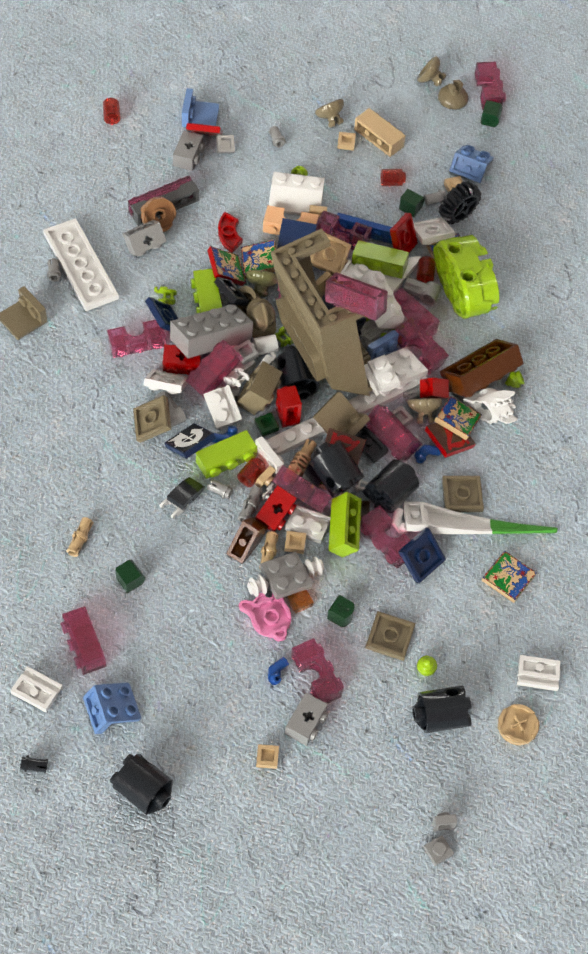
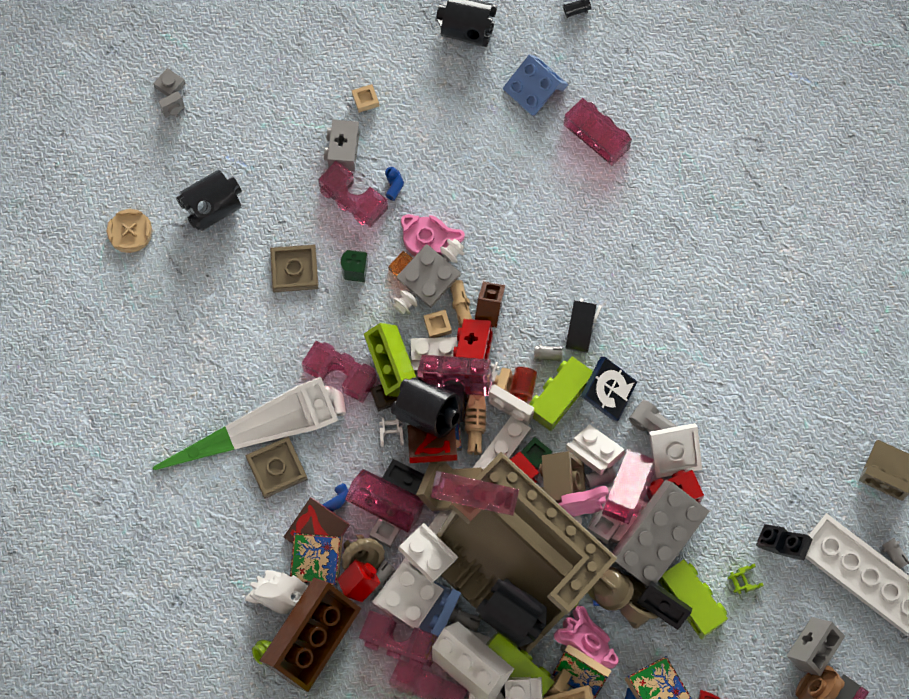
camera: 160 degrees right, 10 degrees up
(36, 689) = (615, 71): white plate -> none
(80, 537) = (664, 236): tan pin -> none
(124, 344) = (756, 484): clear pink arch -> none
(125, 303) = (785, 543): none -> black slope
(129, 576) = (590, 212): dark green piece -> none
(152, 419) = (665, 398): dark tan tile -> none
(162, 312) = (724, 537): dark blue tile -> none
(226, 265) = (692, 651): tile -> none
(232, 430) = (572, 419): blue arm -> none
(233, 381) = (599, 479): white piece -> none
(250, 504) = (505, 346): light grey pin -> none
(253, 356) = (584, 502): none -> bright pink tile
(261, 281) = (638, 649): olive hair -> none
(392, 485) = (357, 425): black cylinder -> none
(422, 555) = (292, 359): dark blue tile -> none
(427, 665) = (243, 249): lime plate -> none
(509, 576) = (189, 386): tile -> none
(538, 672) = (124, 288): white plate -> none

